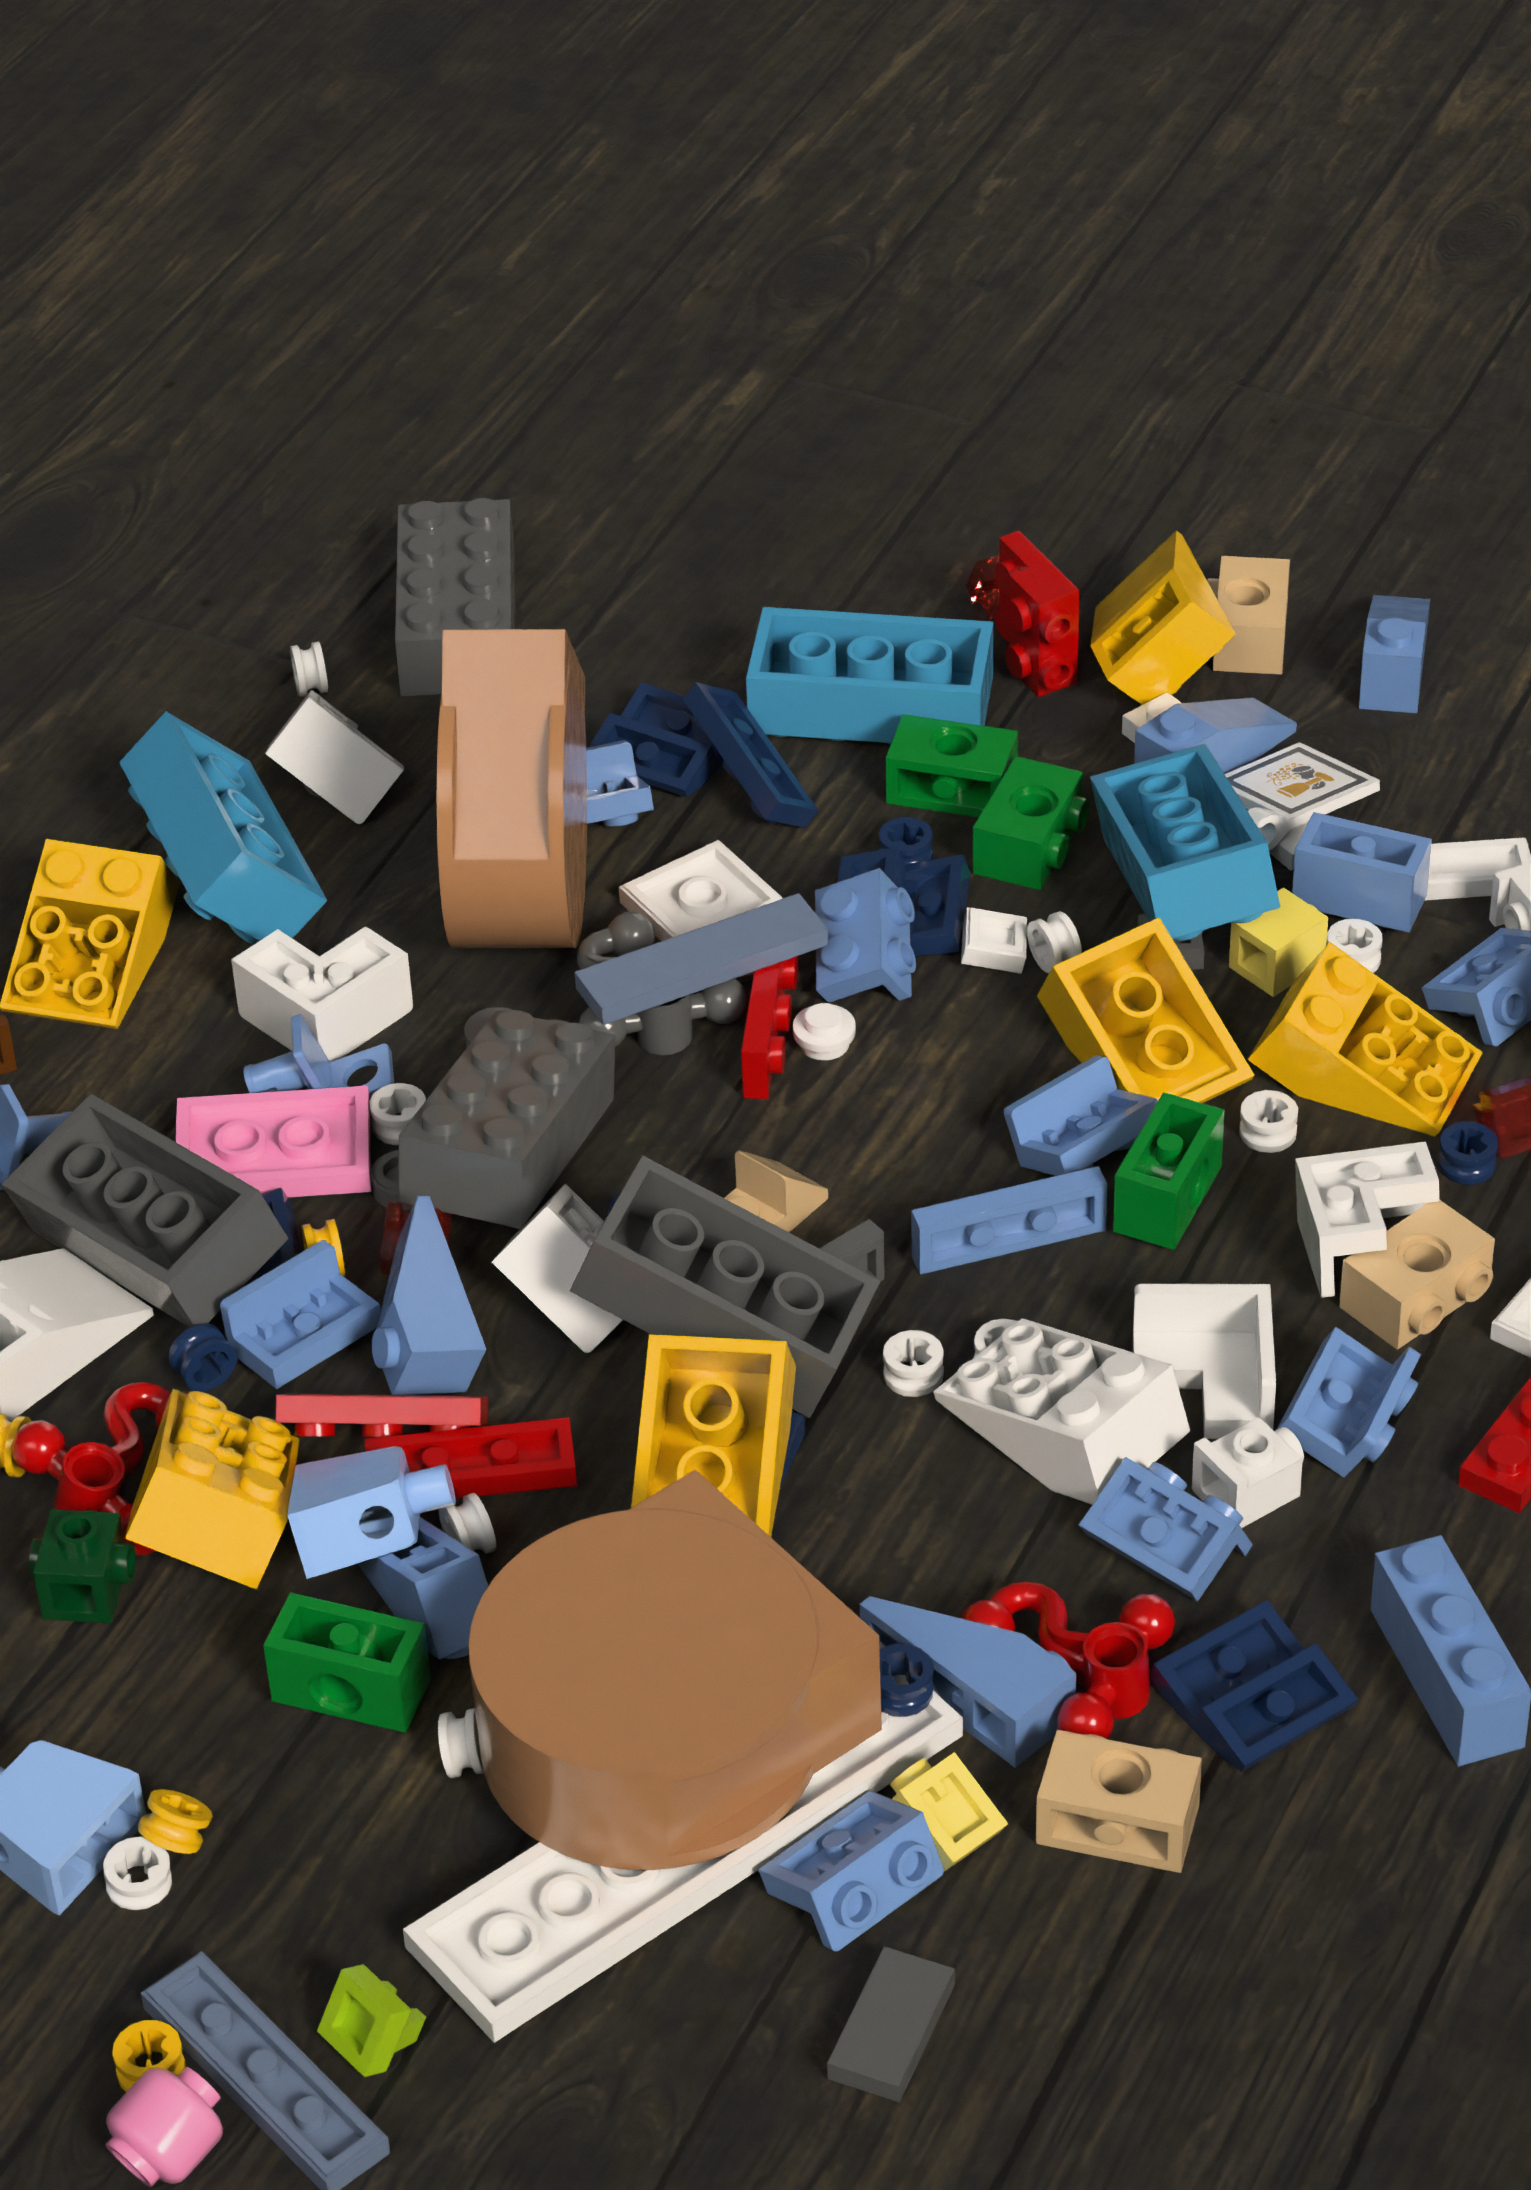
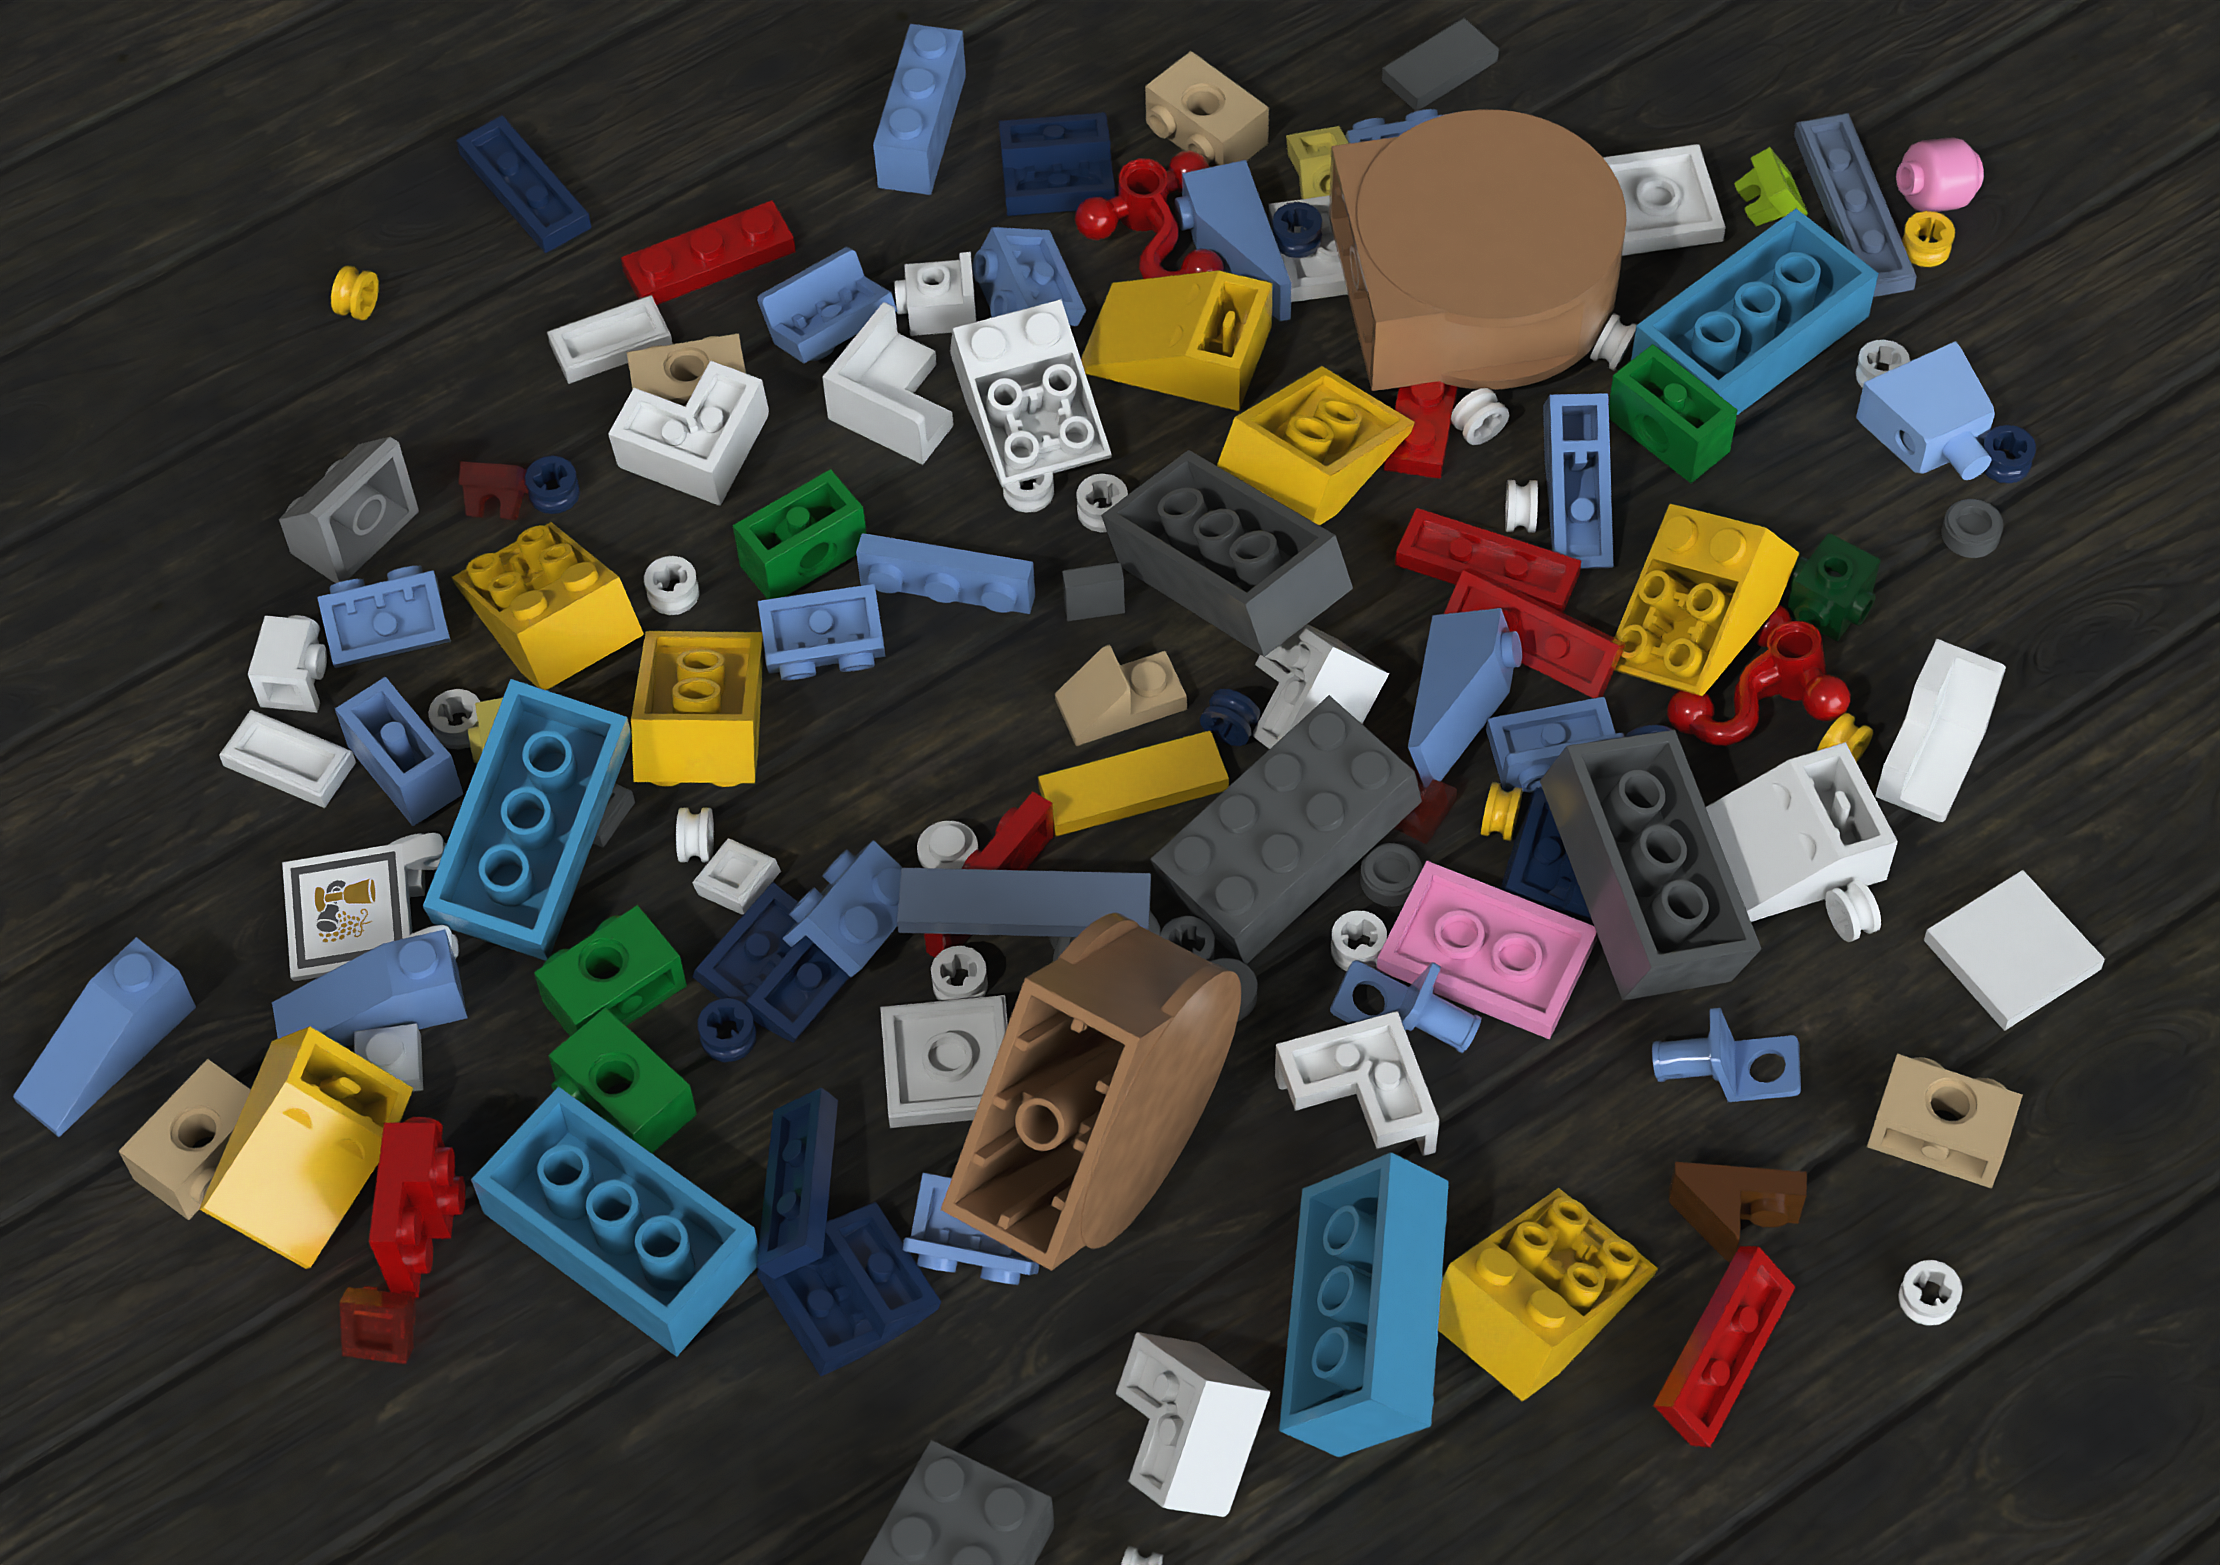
camera: 150 degrees left, 15 degrees up
(175, 1821) = (1832, 363): yellow bush -> none
(304, 1811) = (1763, 311): none -> dark azure brick
(361, 1507) = (1604, 517): light blue torso -> none
(708, 1136) = (1134, 782): none -> yellow tile
(948, 1526) = (1183, 335): none -> yellow slope

